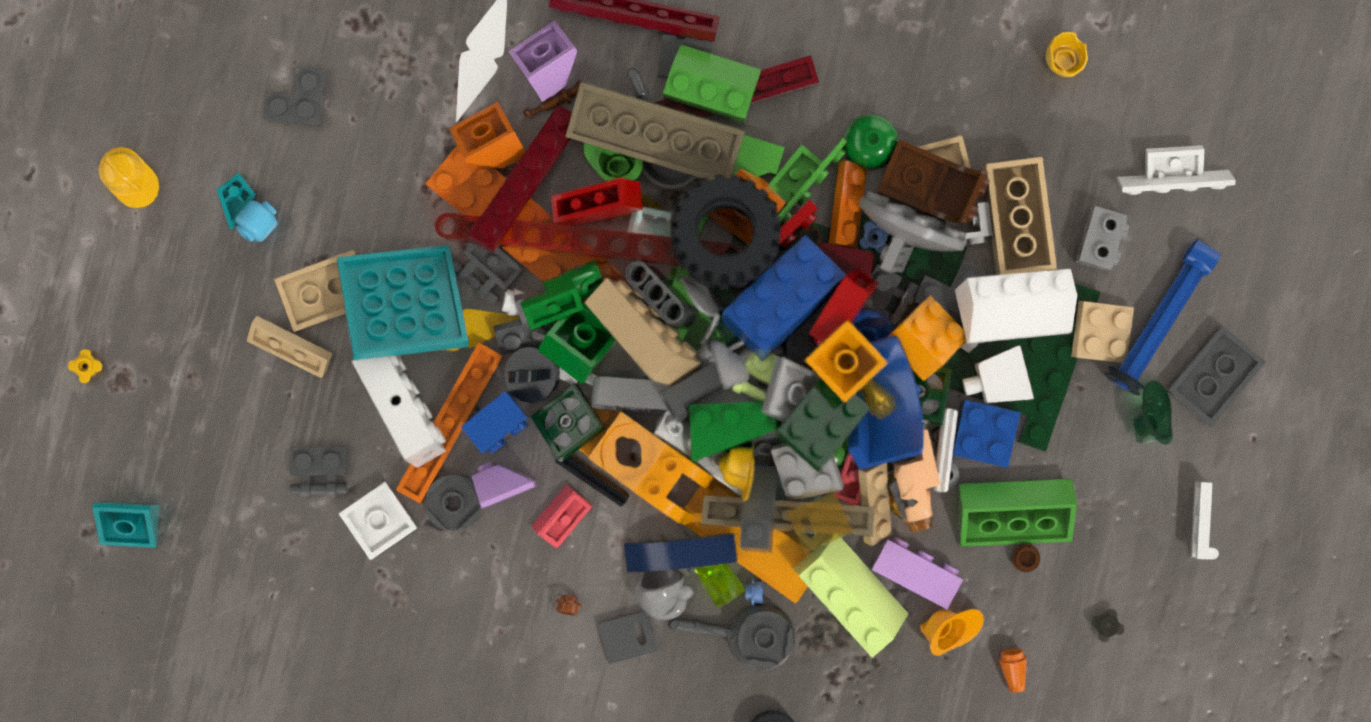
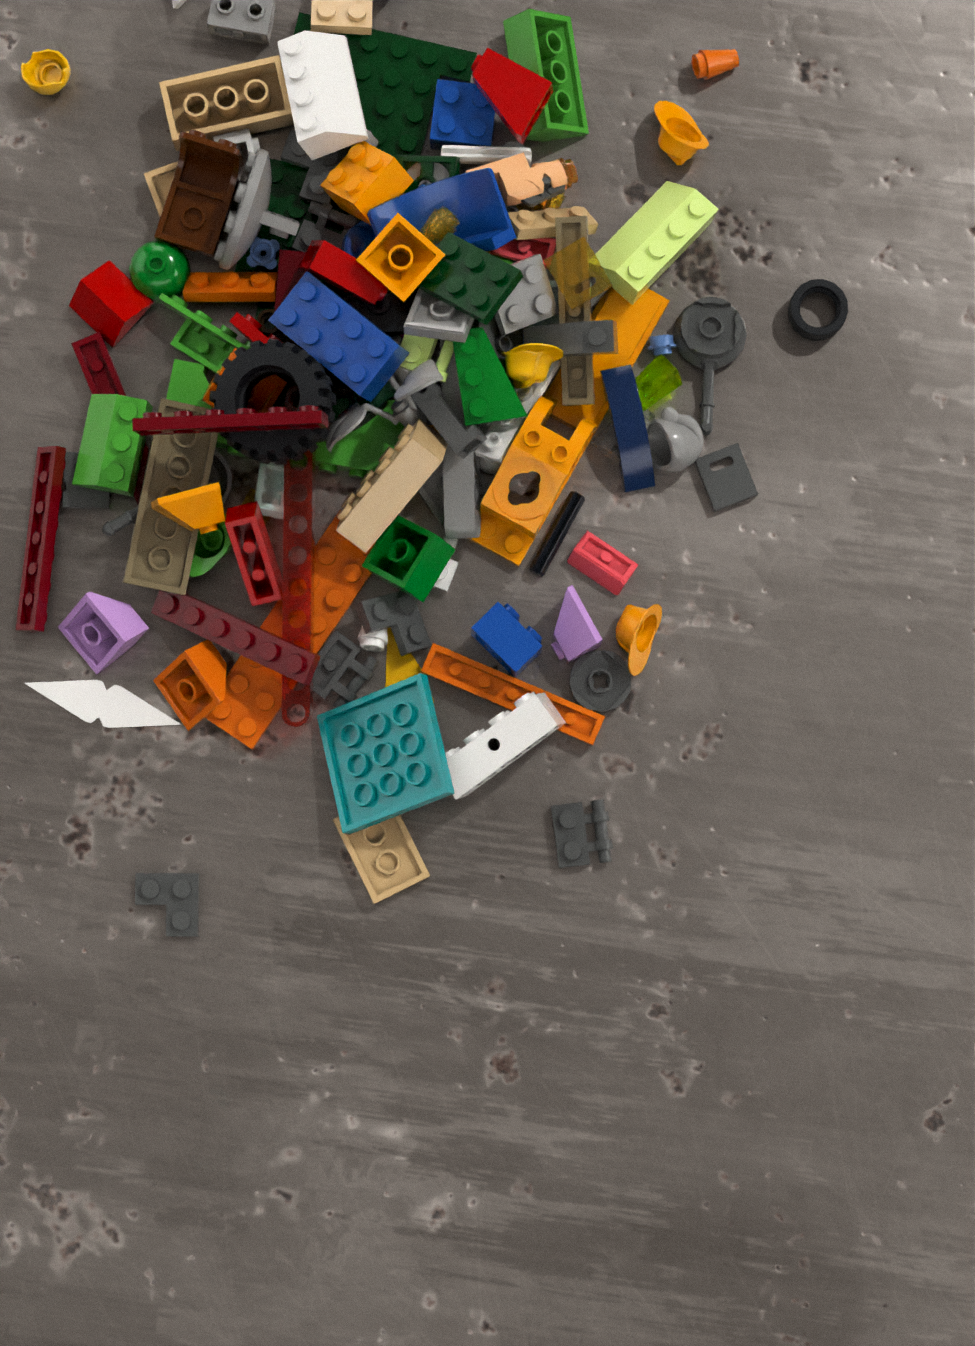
camera: 90 degrees left, 5 degrees down
(77, 366) = (492, 1097): yellow plate -> none
(126, 523) = (663, 1040): teal slope -> none
(128, 177) = (276, 1082): yellow piece -> none
(234, 197) = (288, 958): teal piece -> none
(256, 221) = (311, 931): medium azure head -> none
(289, 347) = (447, 879): tan plate -> none
(378, 520) = (629, 761): white plate -> none
(492, 539) = (636, 634): none -> light orange piece
(531, 375) = (450, 609): black tile -> none
(559, 98) = (145, 614): reddish brown piece -> none
(565, 293) = (357, 576): green plate -> none
(568, 422) = (498, 563): dark green piece -> none
(568, 605) = (699, 544): dark orange plate -> none
(639, 151) = (194, 508): none -> light orange slope
(651, 286) = (343, 487): dark grey beam -> none
(707, 178) = (244, 420): none -> dark red plate
(845, 94) = (109, 302): none -> red slope
(917, 572) = (621, 174): lavender brick -> none
(998, 479) = (511, 91): none -> red slope
(1000, 378) = (401, 103): white torso -> none
(1026, 558) = (593, 62): reddish brown plate -> none

